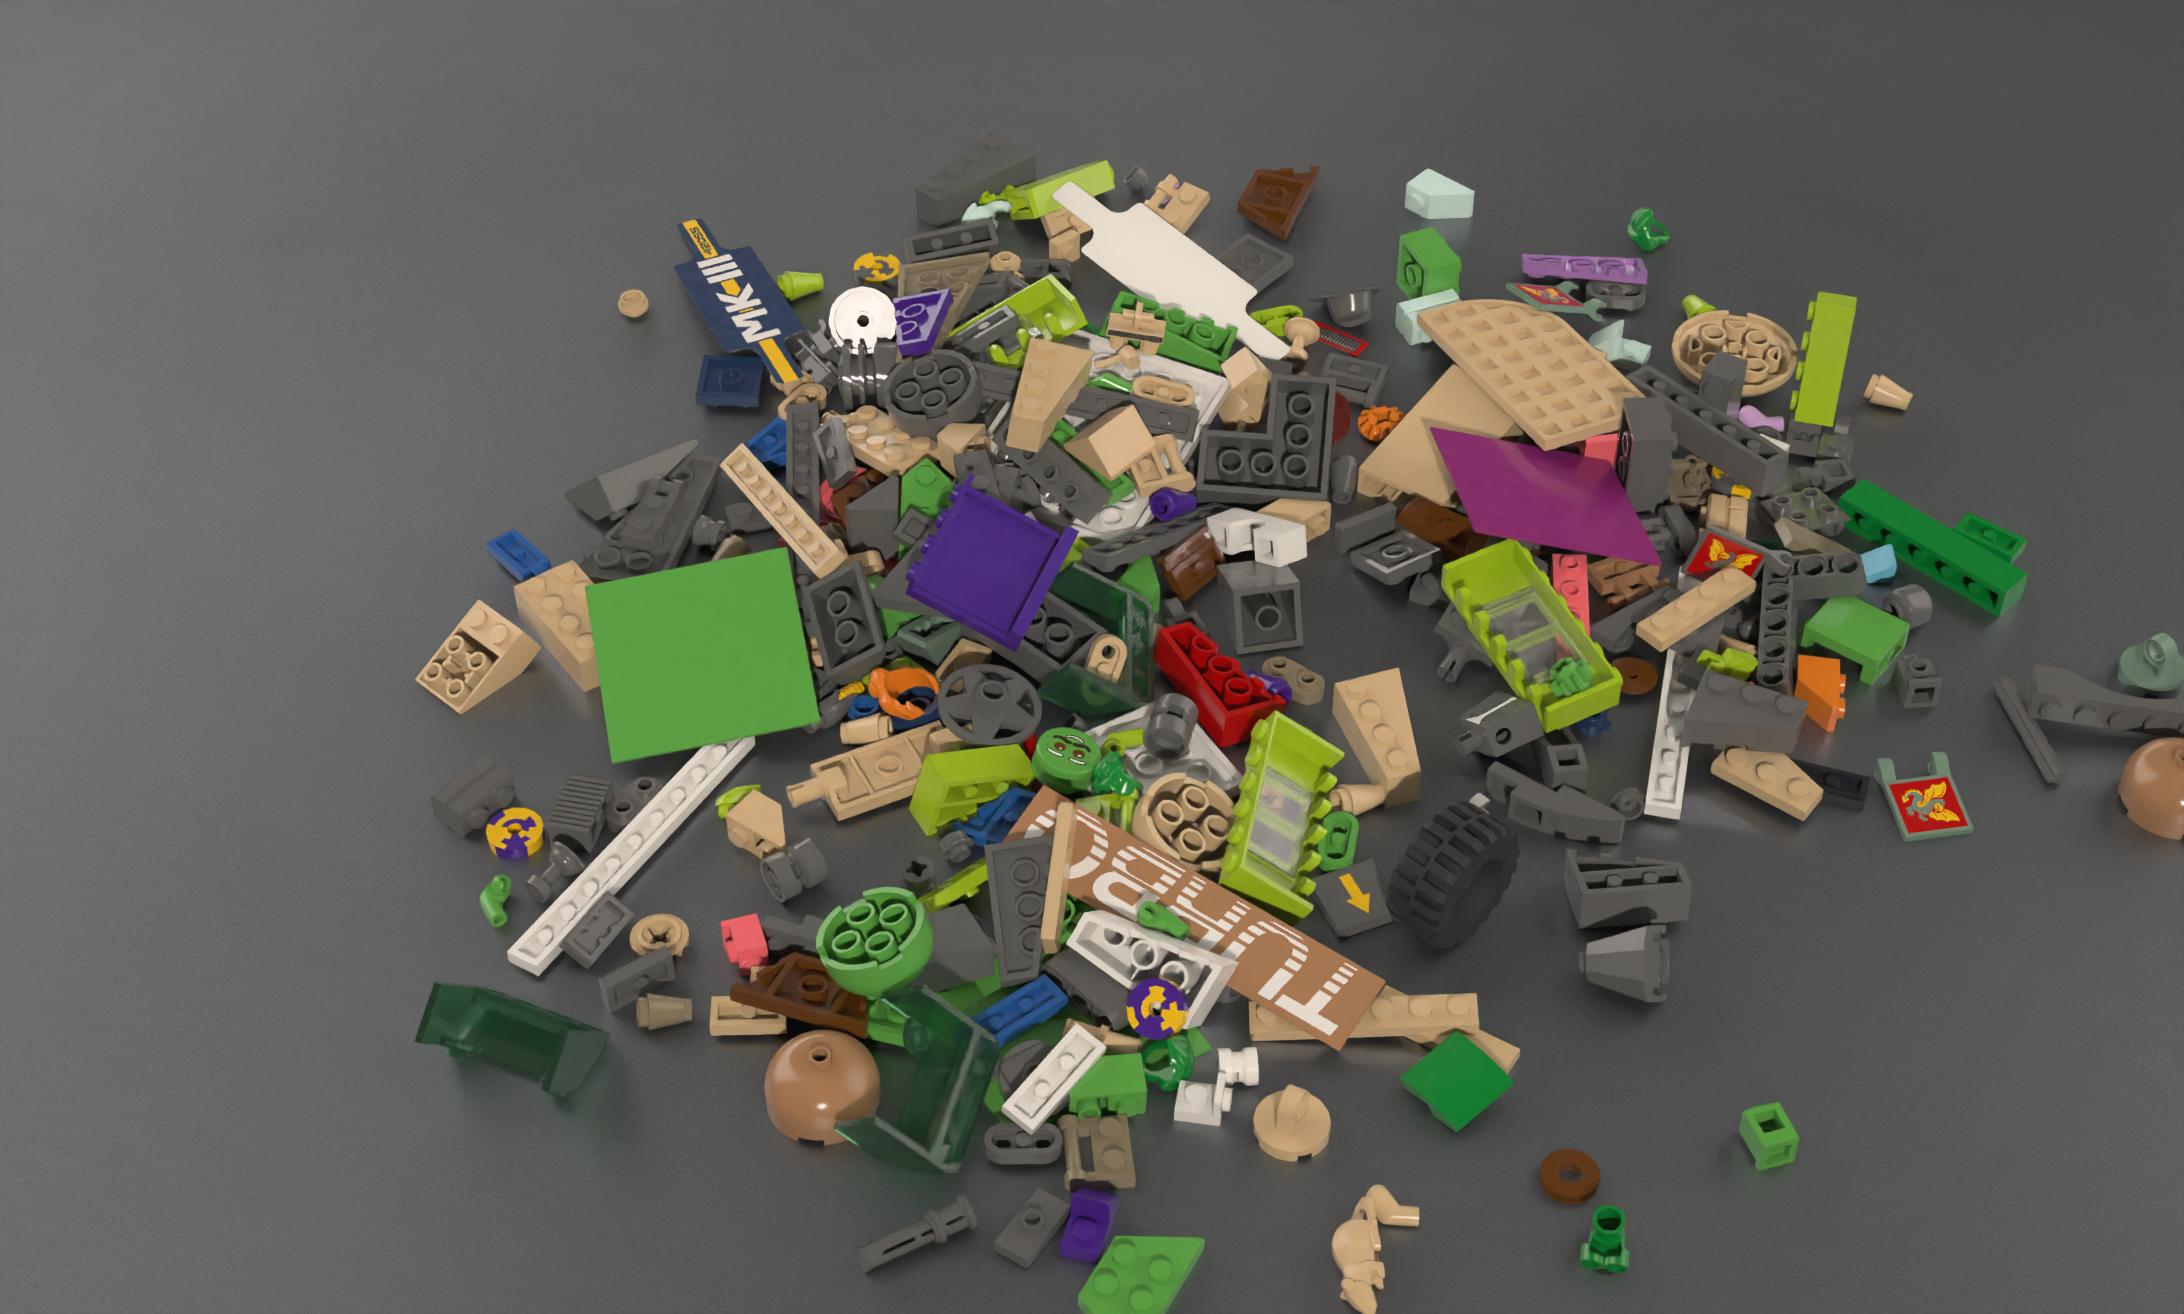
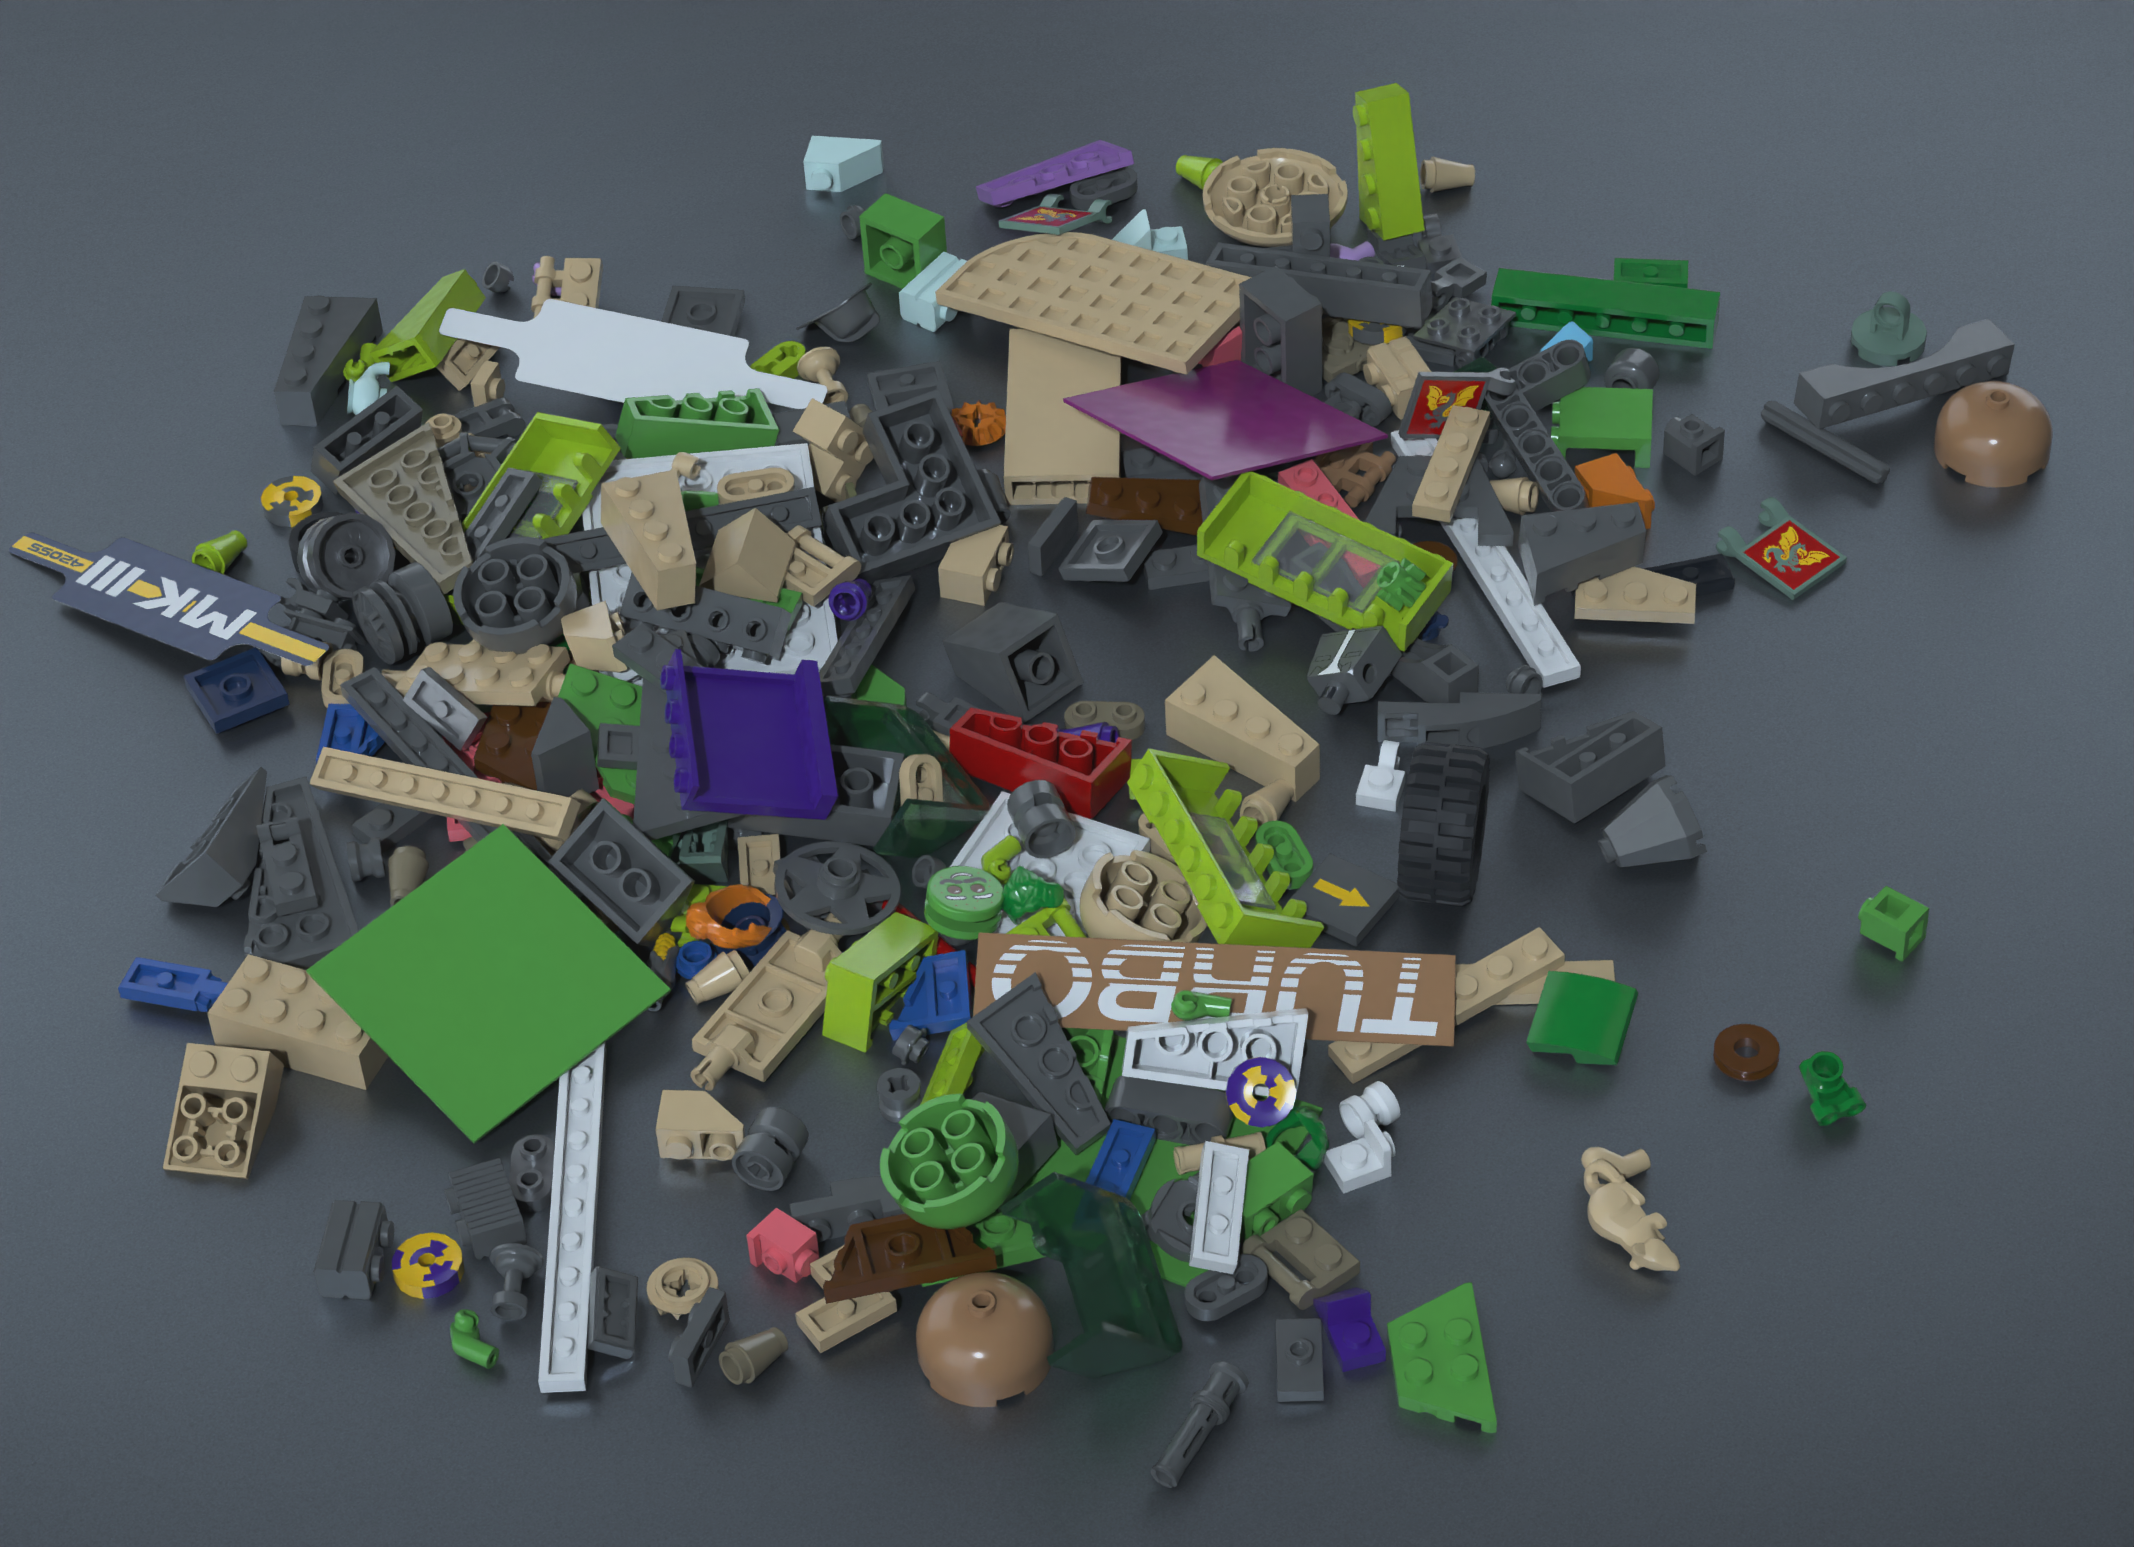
camera: 30 degrees left, 0 degrees up
(511, 1033) = (632, 1456): clear green windscreen -> none
(633, 303) = (42, 657): tan plate -> none
(732, 797) = (636, 1109): lime arm -> none
(920, 320) = (429, 525): dark purple wing -> none
(1058, 878) = (1069, 1018): tan tile -> none
(1136, 326) = (674, 428): tan hips -> none
(1191, 562) = (912, 650): reddish brown plate -> none
(1273, 539) = (936, 594): white arch -> none
(1276, 198) = (669, 236): reddish brown wing -> none
(1291, 1124) = (1460, 1137): tan tile -> none
(1340, 340) = (864, 357): sticker -> none
(1640, 231) = (1075, 108): green piece -> none
(1731, 663) = (1523, 501): lime plate -> none
(1804, 540) = (1499, 352): dark tan tile -> none

